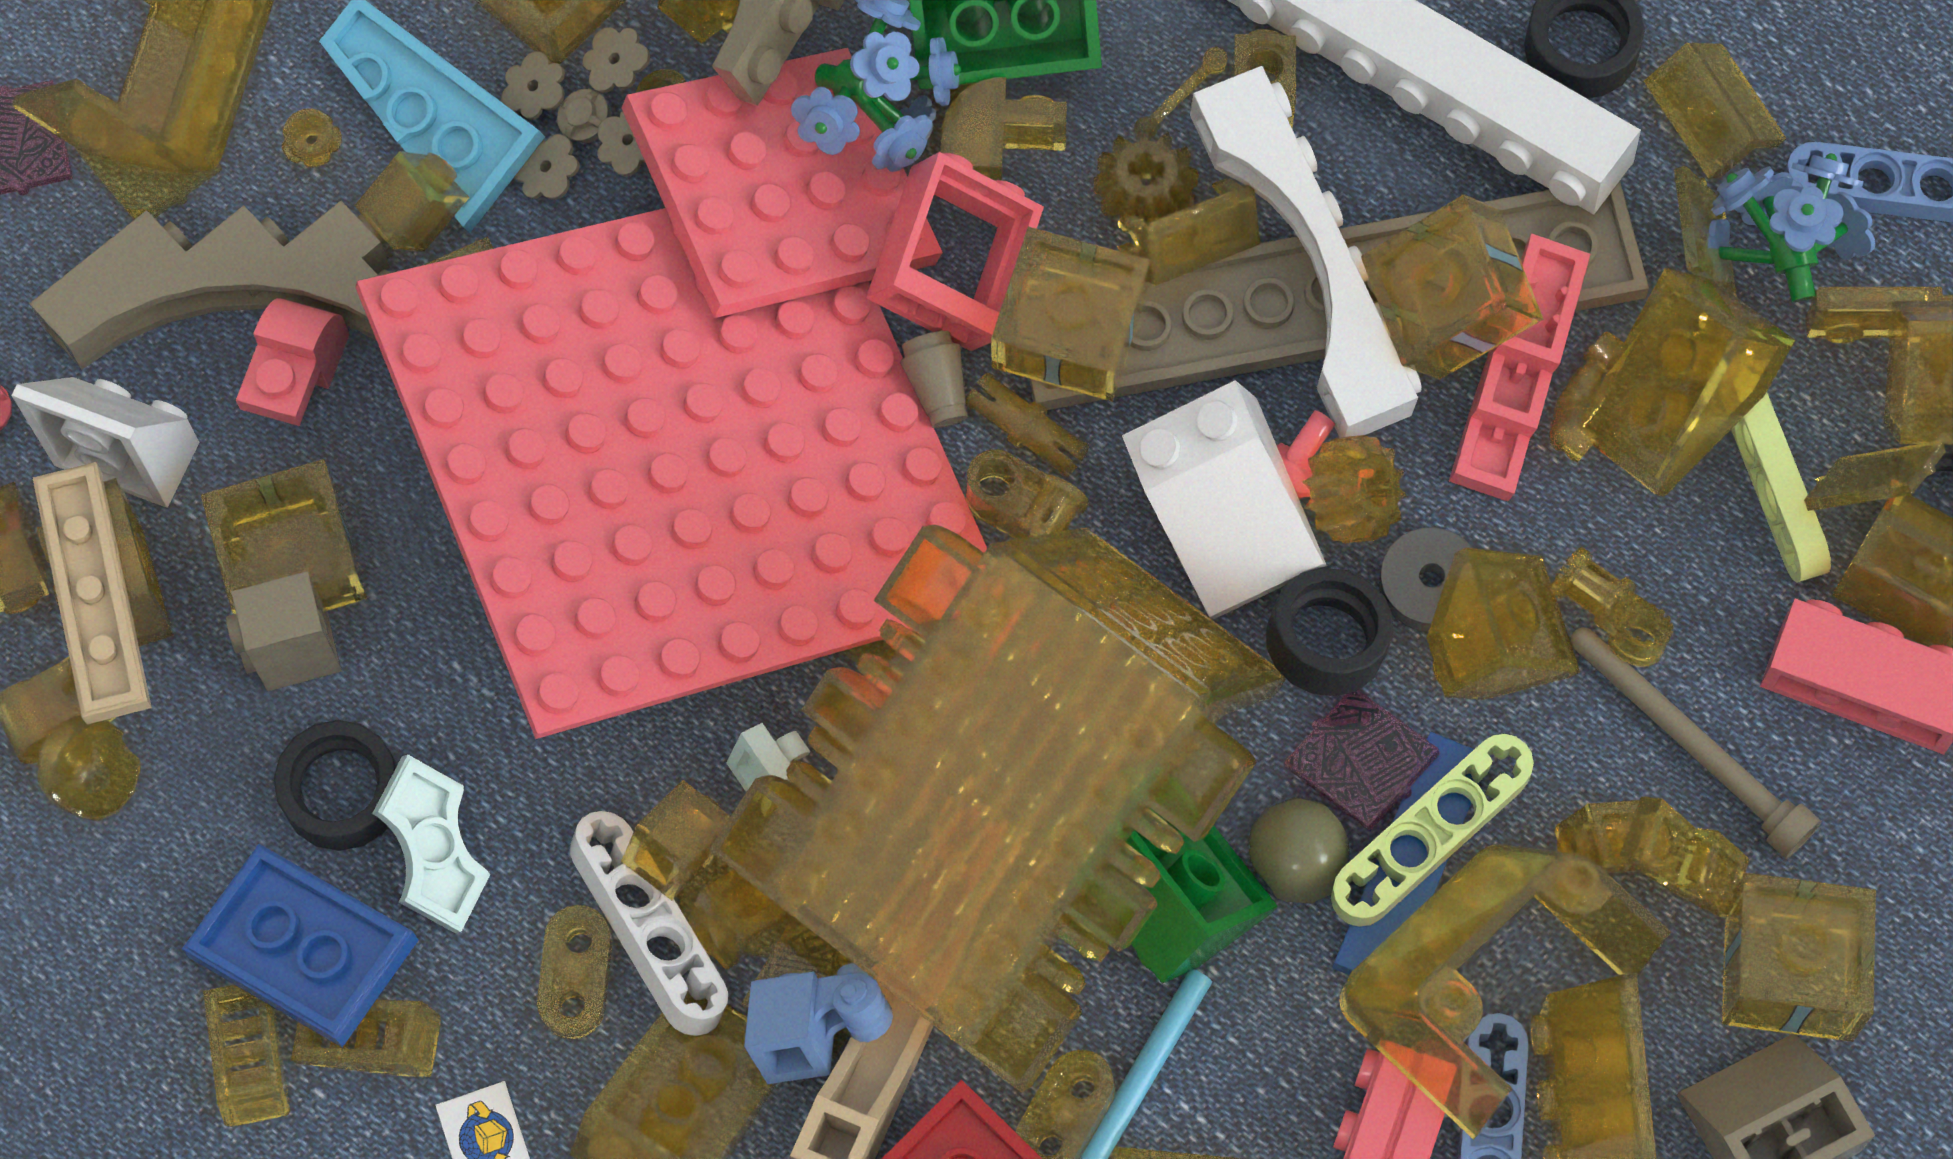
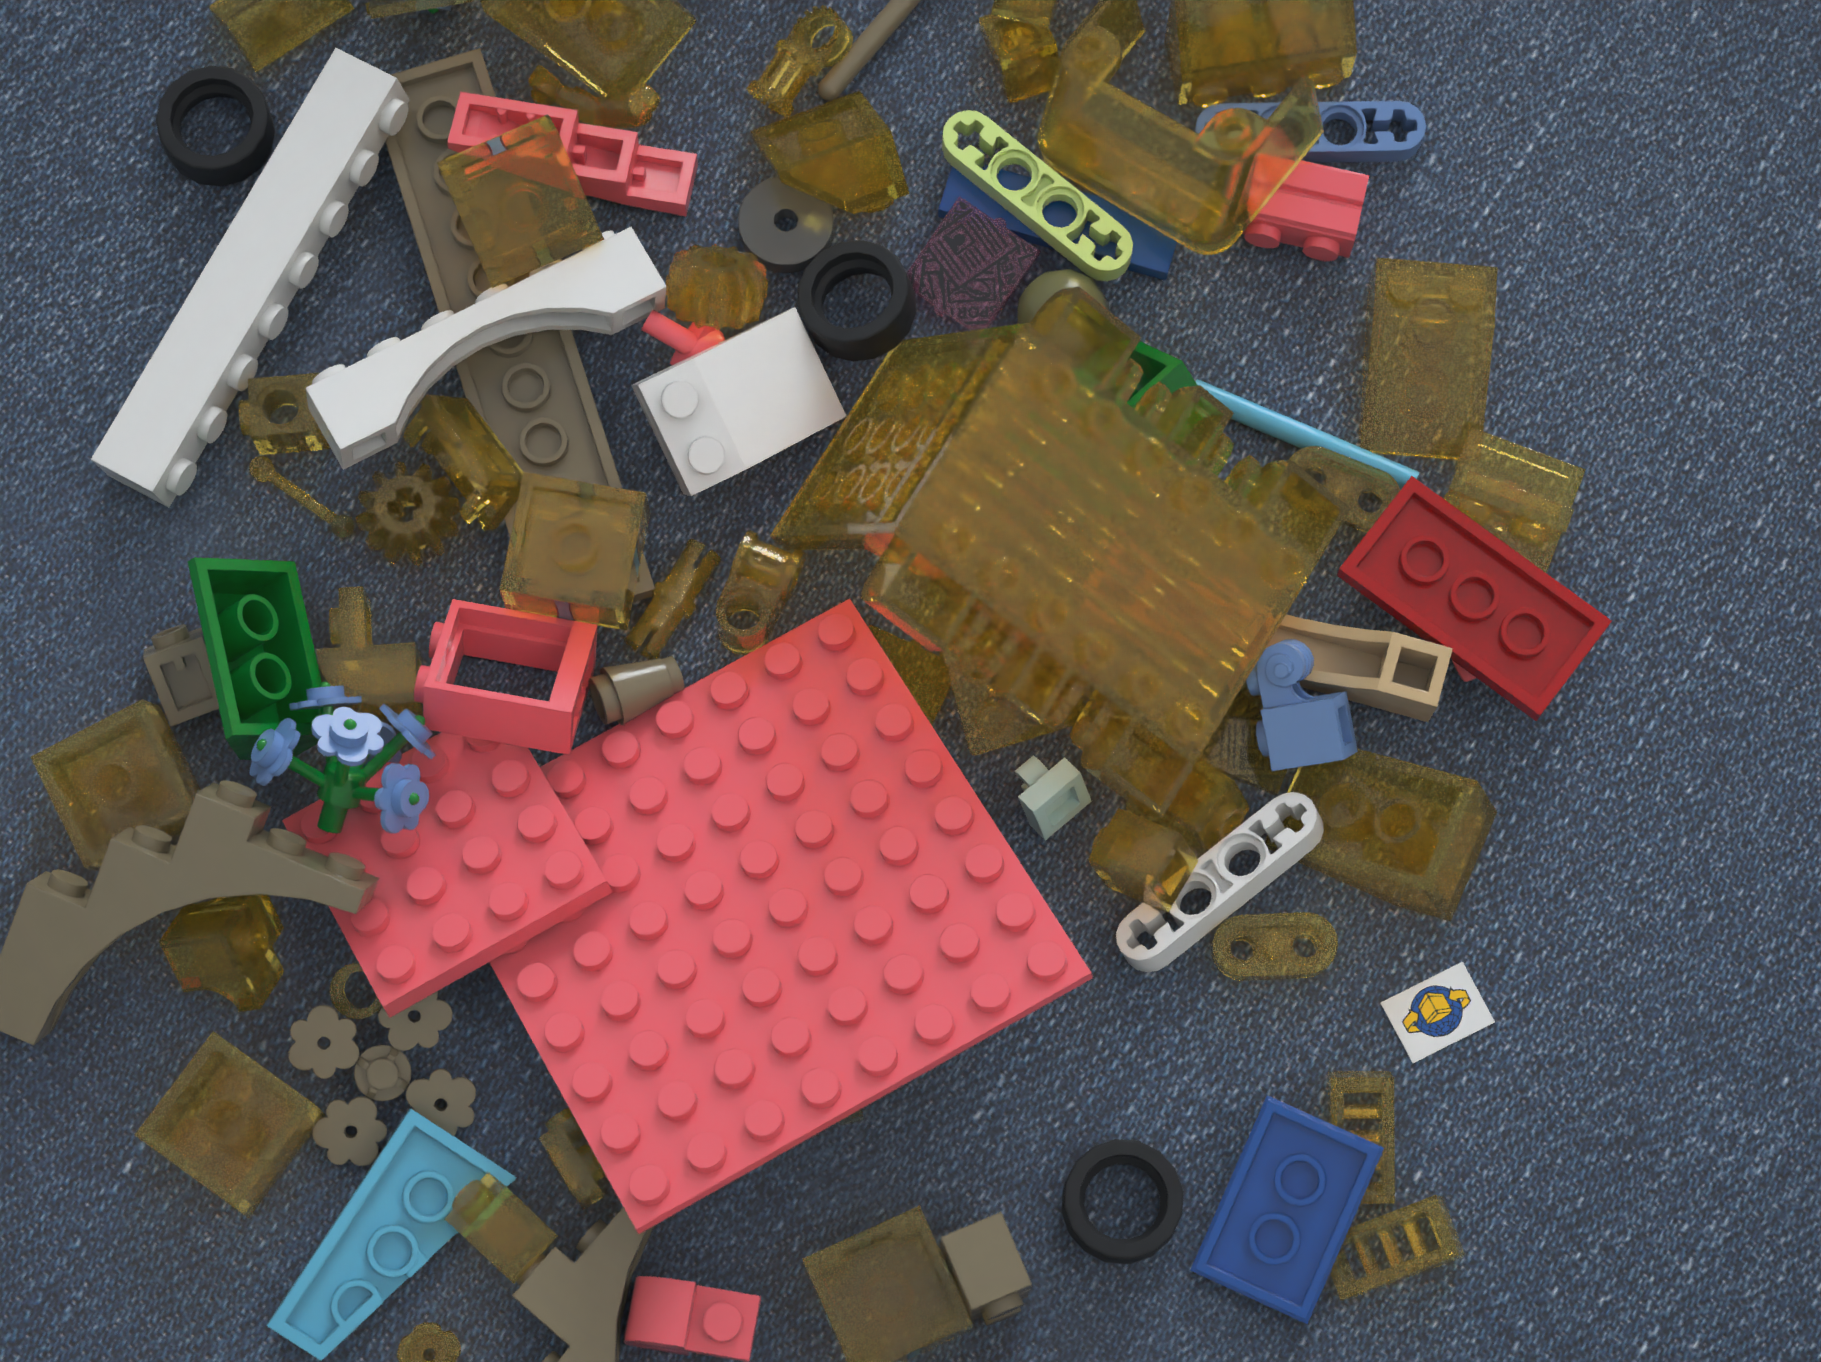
camera: 100 degrees left, 5 degrees up
(423, 815) = (1150, 1106): light aqua tile -> none

